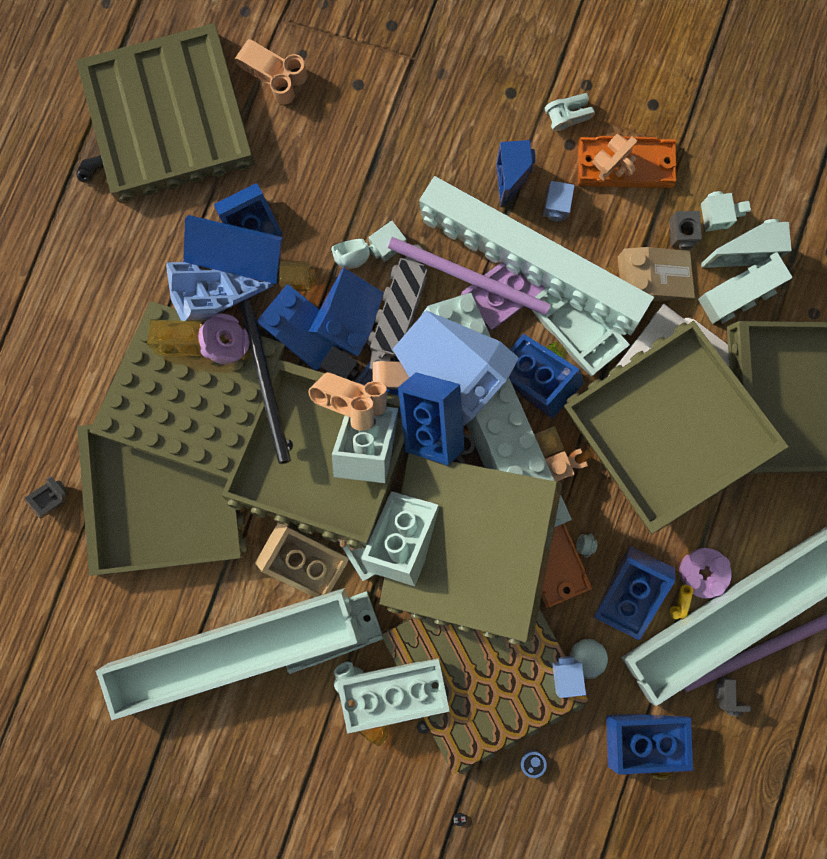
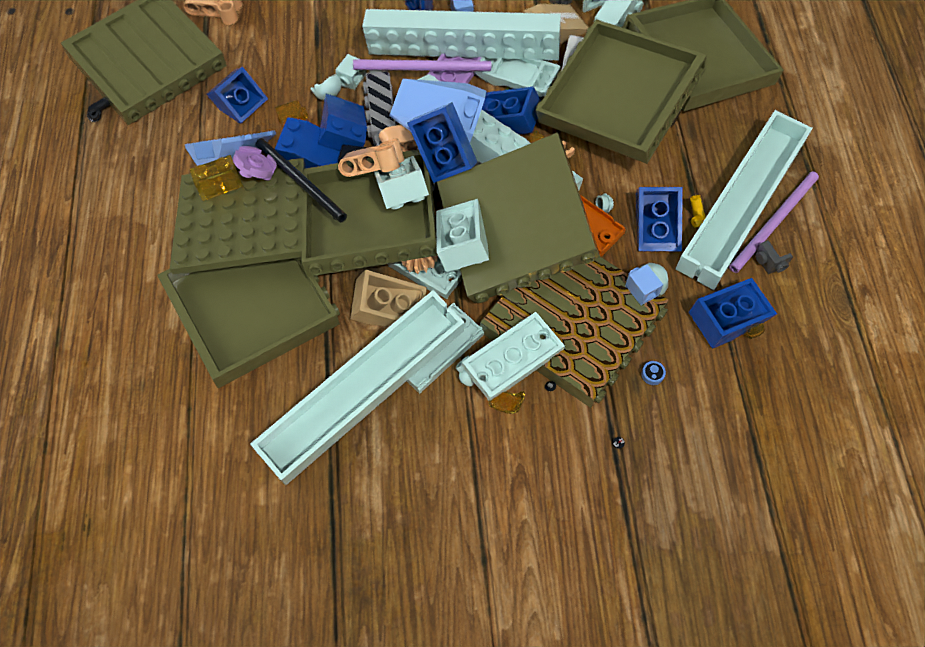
camera: 25 degrees left, 20 degrees down
(47, 497) = (151, 342): dark grey bracket -> none
(232, 249) = (233, 115): blue tile -> none
(718, 566) = (704, 178): lavender plate -> none

